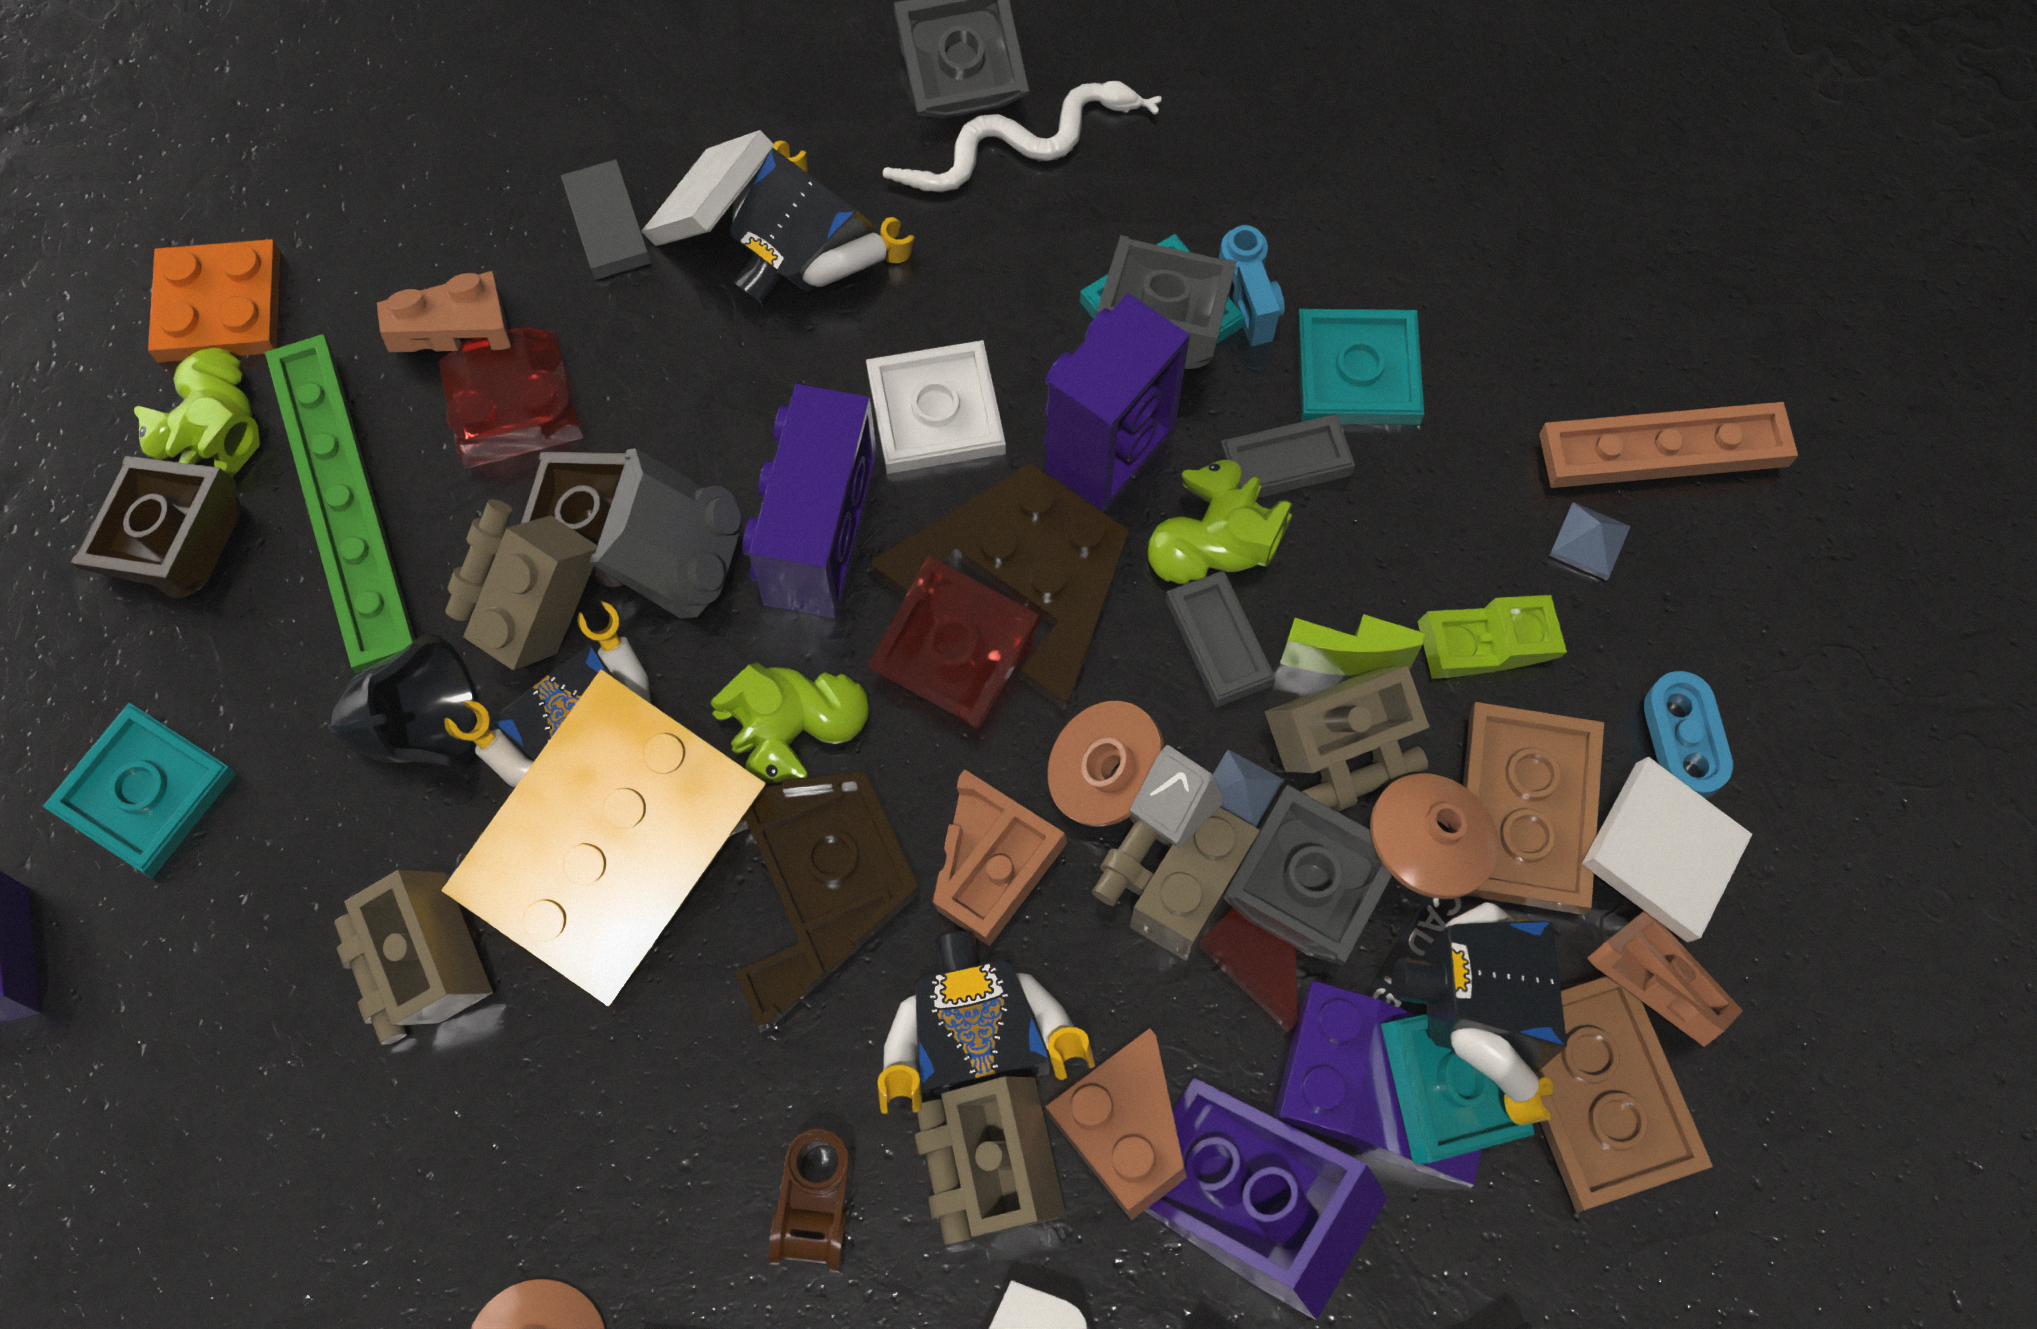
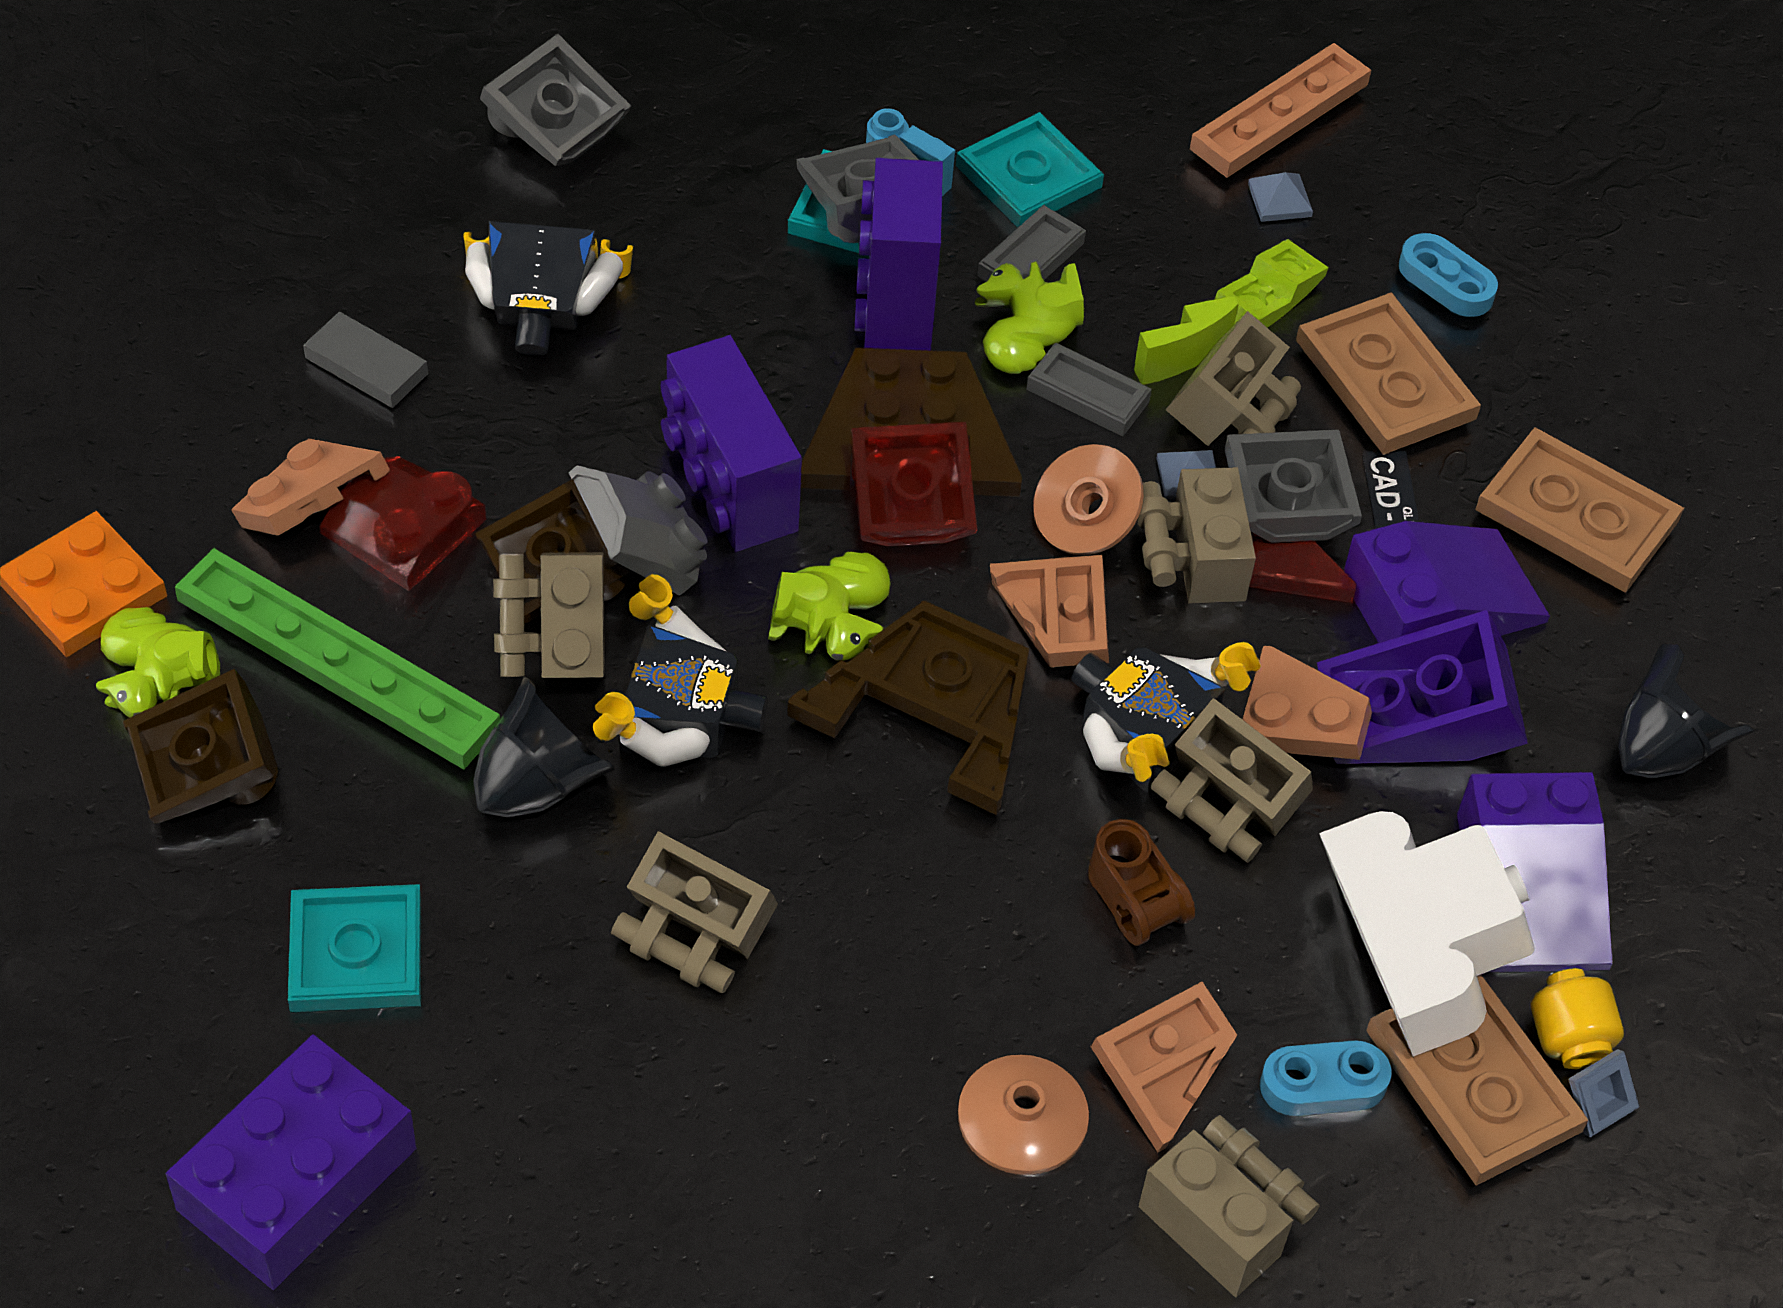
camera: 40 degrees left, 15 degrees down
(604, 837) = (778, 742): plate -> none
(708, 189) = (446, 286): white tile -> none
(935, 407) = (768, 341): white tile -> none
(1111, 94) = (688, 84): white animal -> none
(1176, 797) = (1167, 472): light grey slope -> none
(1419, 850) = (1348, 412): nougat dish -> none
(1443, 1098) = (1490, 547): teal tile -> none
(1493, 1001) = (1482, 470): black torso -> none
(1666, 978) = (1587, 425): nougat wing -> none
(1667, 849) = (1496, 345): white tile -> none

